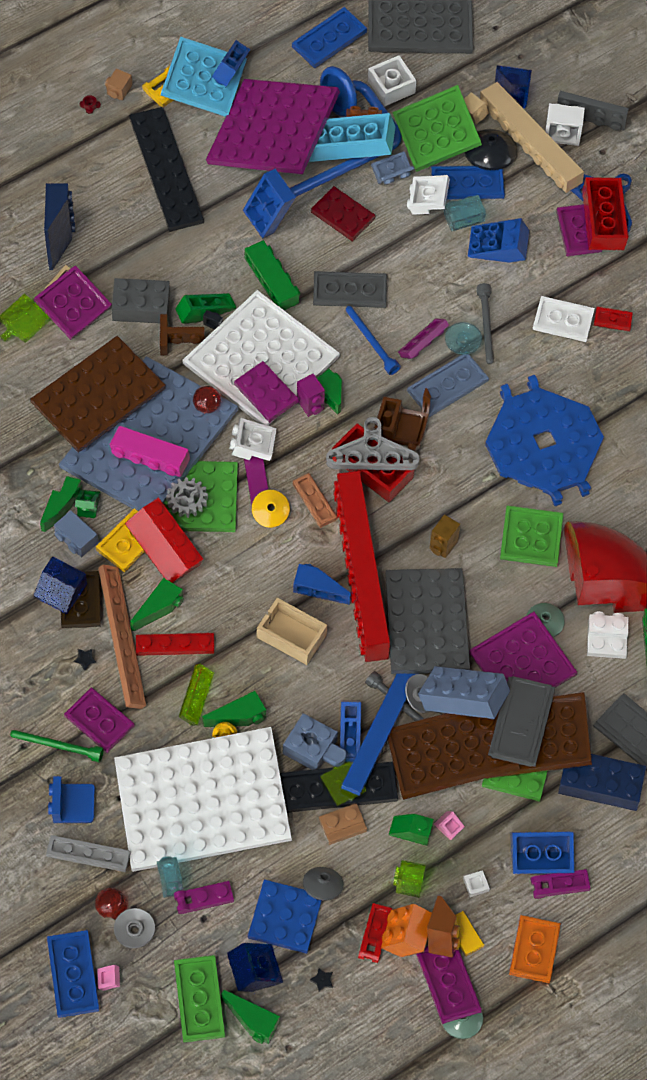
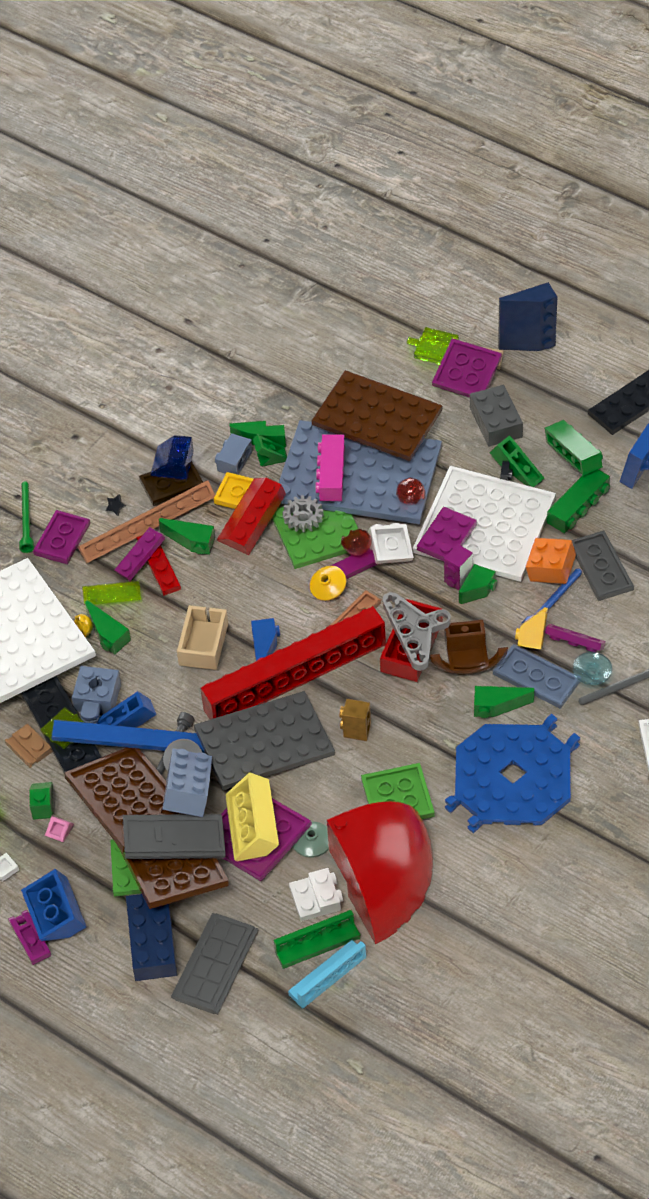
camera: 75 degrees right, 10 degrees down
(162, 654) = (139, 554): none -> magenta plate
(178, 335) = (472, 448): reddish brown bracket -> none
(216, 254) = (573, 447): none -> green brick
(242, 464) = (356, 542): none -> clear red hair
(335, 322) = (550, 560): none -> orange brick
(407, 363) = (532, 630): none -> yellow slope
(464, 425) = (494, 701): none -> green slope
(517, 655) = (251, 818): none -> light yellow slope

